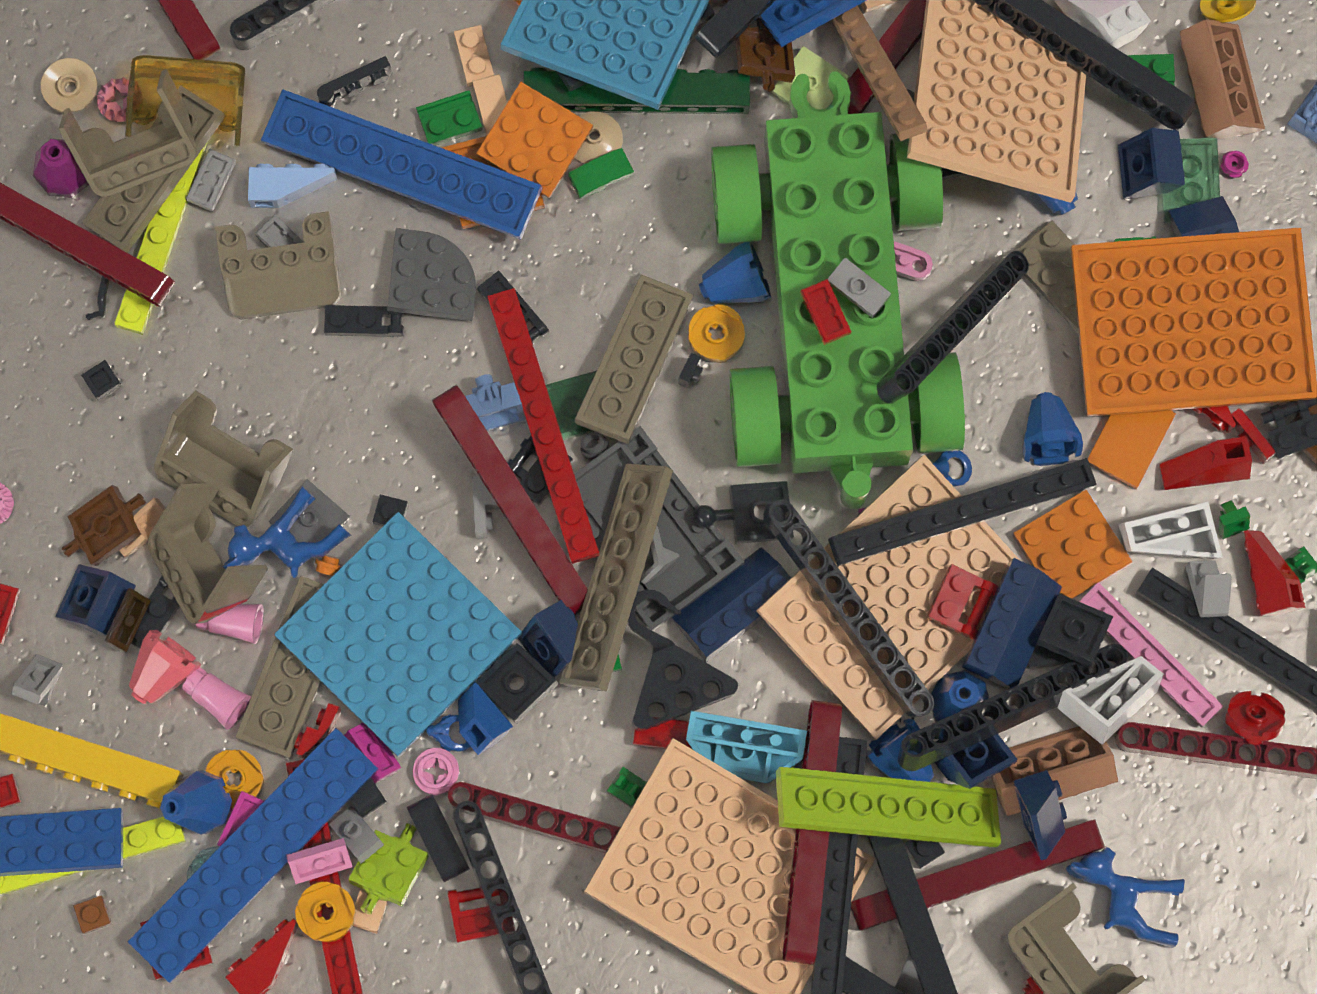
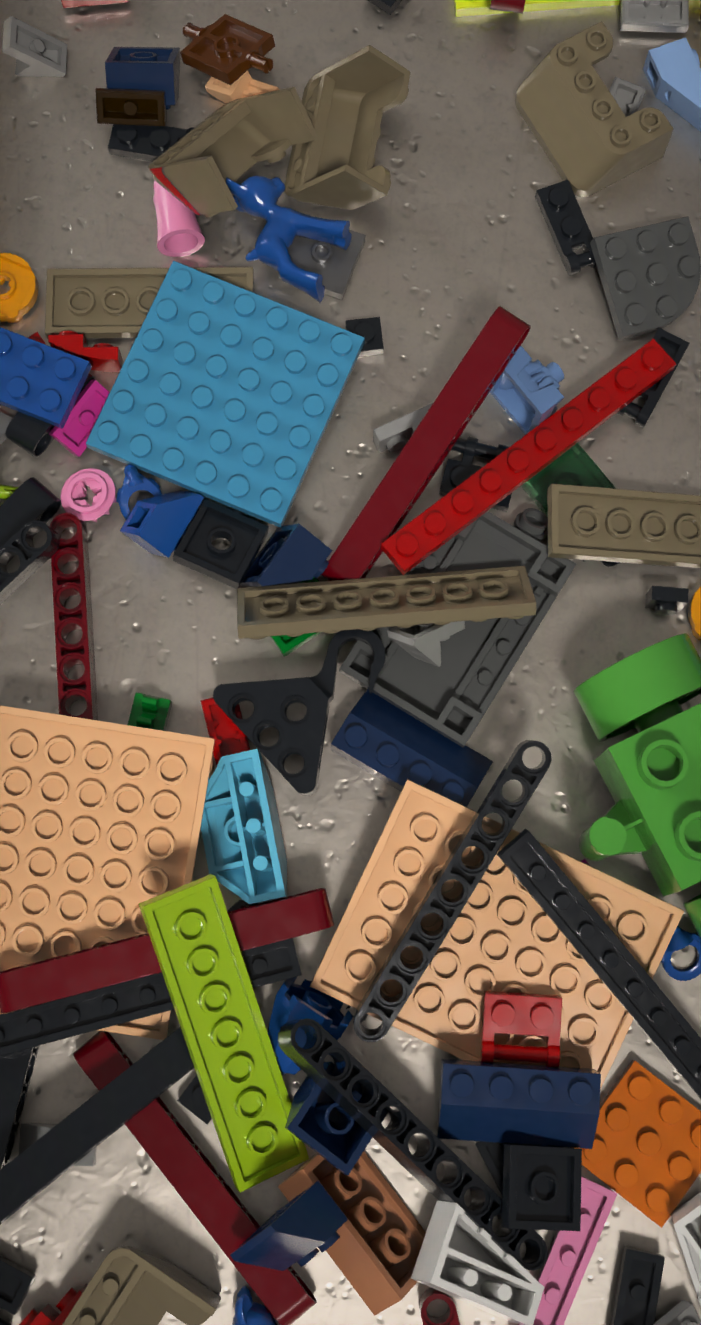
camera: 70 degrees right, 0 degrees up
(160, 668) = (96, 163): coral cone -> none
(217, 697) = (84, 233): bright pink plant -> none
(328, 565) = (277, 290): orange plate -> none
(743, 500) = (538, 718): black plate -> none
(948, 691) = (404, 1051): blue cone -> none

